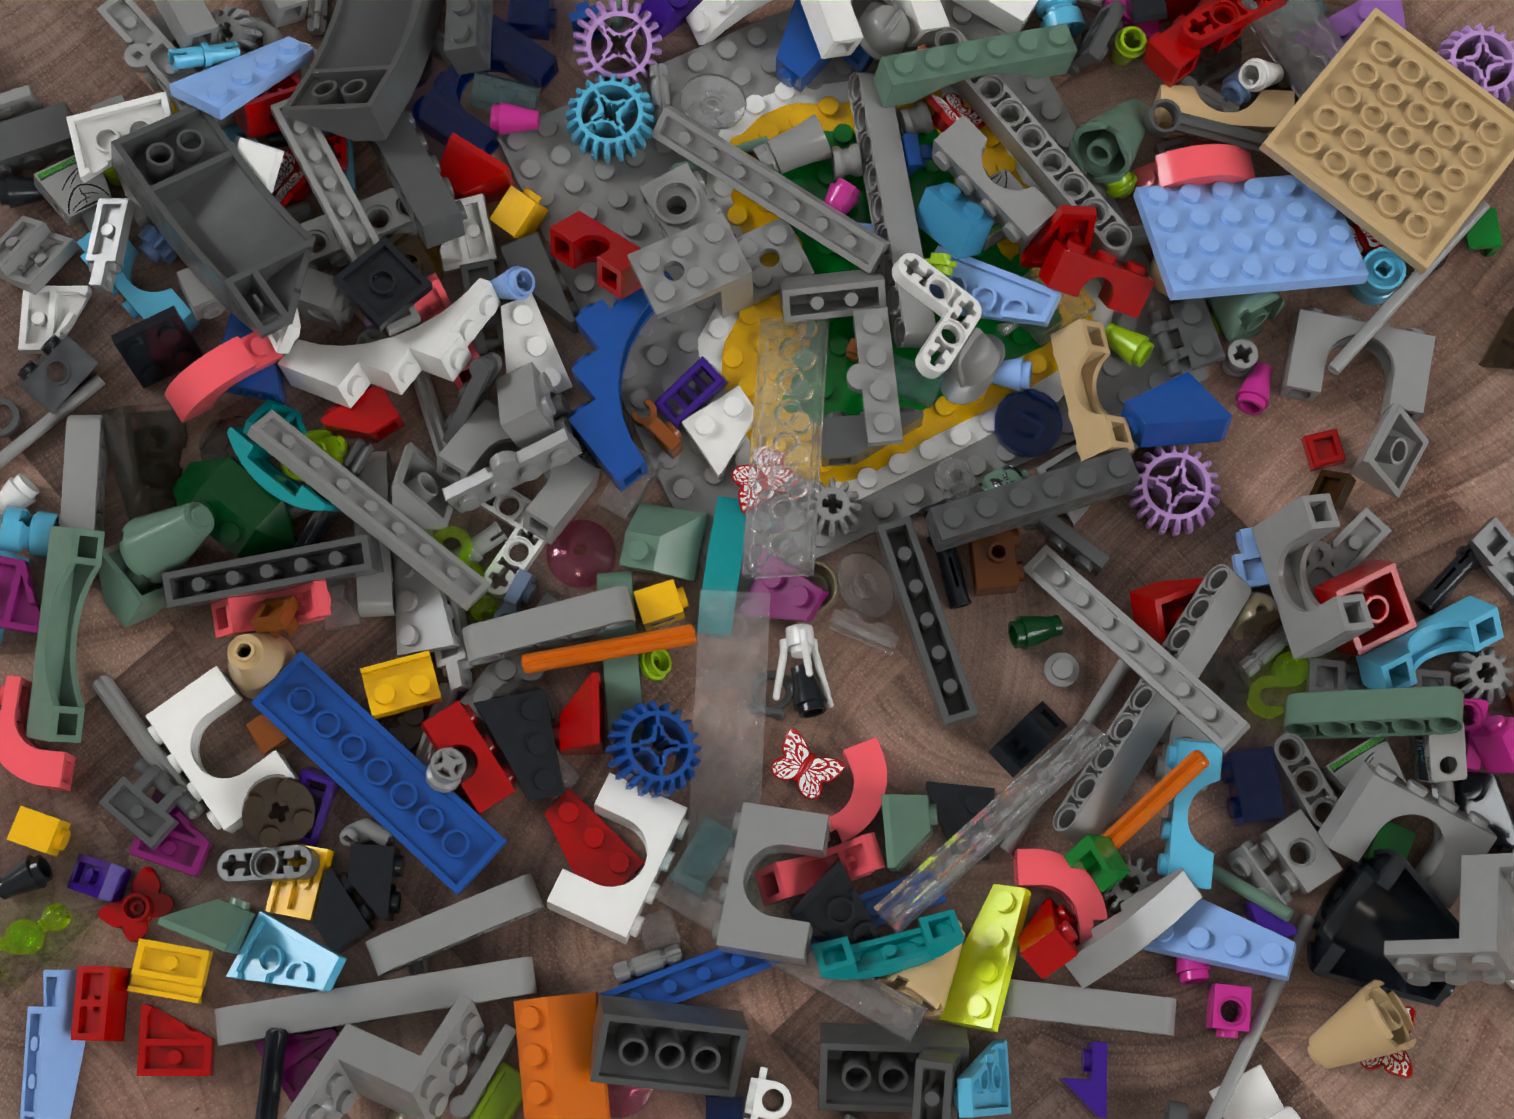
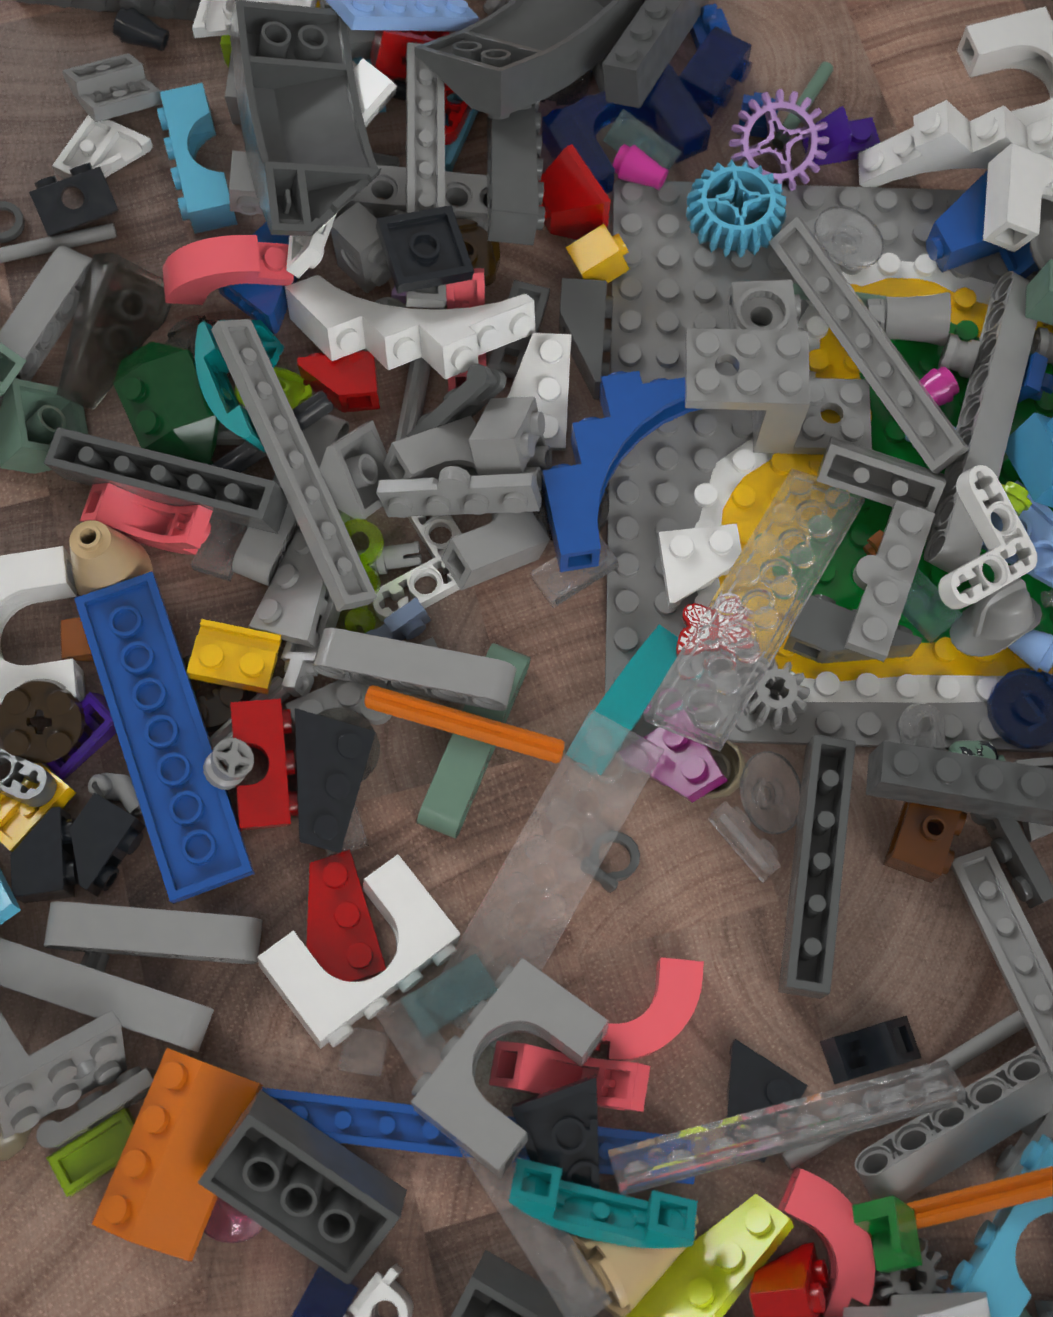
camera: 25 degrees right, 5 degrees down
(69, 194) = (180, 53): light grey torso -> none
(109, 241) = (187, 101): light grey hinge -> none
(155, 246) = (230, 130): medium blue gear -> none
(157, 347) = (177, 215): black plate -> none
(165, 539) = (80, 397): sand green cone -> none
(277, 615) = (146, 525): dark orange tile -> none
(290, 182) = (389, 132): red animal -> none
(478, 241) = (537, 263): white wing -> none
(514, 283) = (557, 316): light blue cone -> none
(581, 570) = (479, 632): clear pink dish -> none
(582, 720) = (400, 785): red slope -> none
(584, 241) = (651, 308): red arch -> none
(648, 963) = (334, 1081): light grey axle -> none
(655, 664) = (505, 766): lime plate -> none
(656, 723) = (472, 825): blue gear -> none
(659, 88) = (801, 200): light grey axle -> none
(661, 604) = (543, 706): yellow brick -> none
(664, 542) = (578, 645): sand green slope -> none
(665, 435) = (634, 537): dark orange plate -> none
(692, 373) = (680, 494): dark purple slope -> none
(801, 644) = (671, 823): white plant -> none
(804, 766) = (609, 954): animal -> none
(807, 693) = (651, 879): black cone -> none
(906, 827) = (688, 1078): sand green slope -> none
(950, 571) = (869, 825): black pin -> none
(1033, 630) = (931, 933): dark green cone -> none
(1061, 669) = (944, 992): light grey plate -> none

